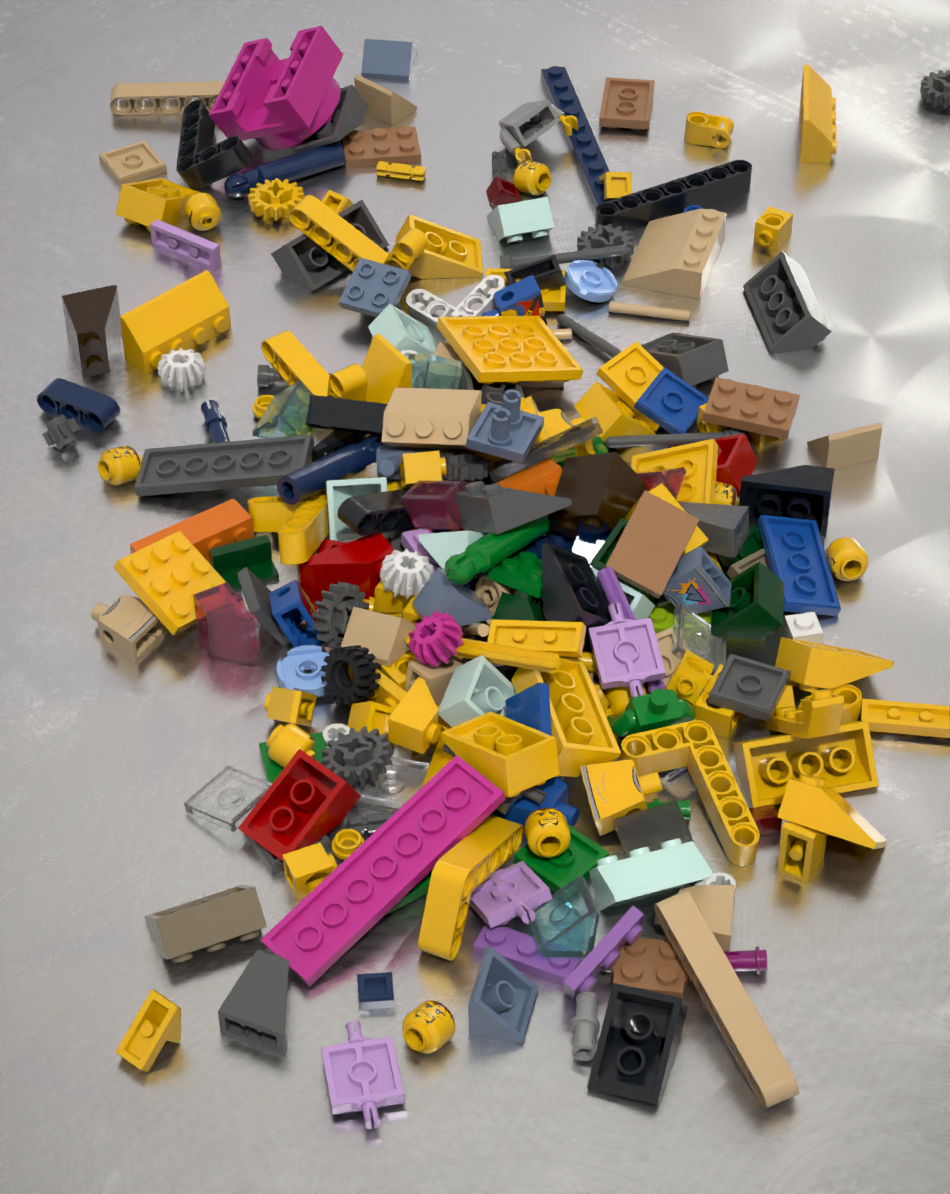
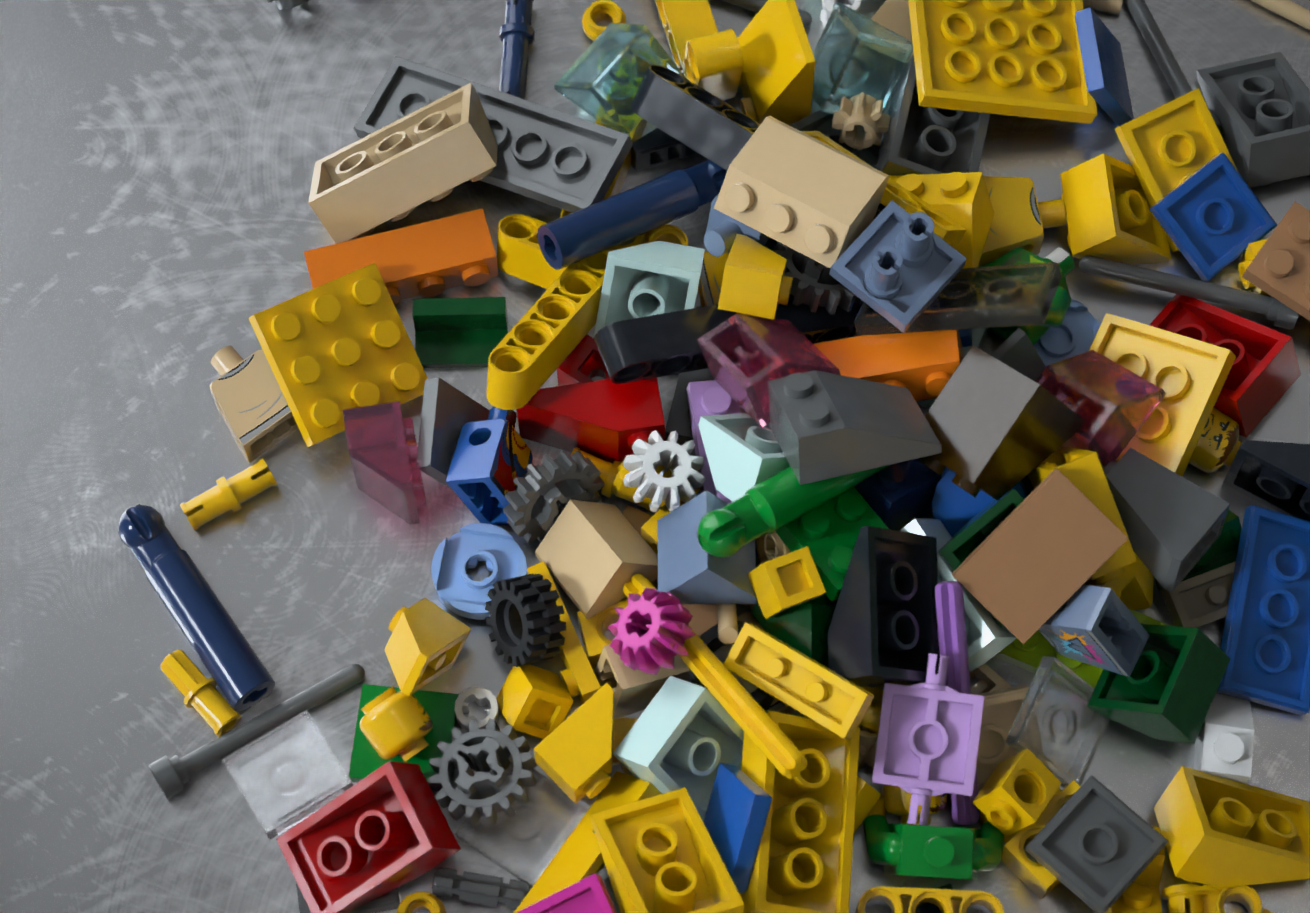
camera: 20 degrees right, 25 degrees up
(119, 465) = (348, 77): yellow head -> none
(130, 676) = (228, 494): none -> yellow pin
(135, 734) = (195, 608): none -> dark blue piece
(154, 818) = (175, 772): none -> dark grey piece
(155, 775) = (200, 692): none -> yellow axle
(177, 487) = (403, 166): none -> tan slope
(504, 591) = (786, 582): none -> yellow panel
(575, 350) = (1104, 66): none -> blue tile

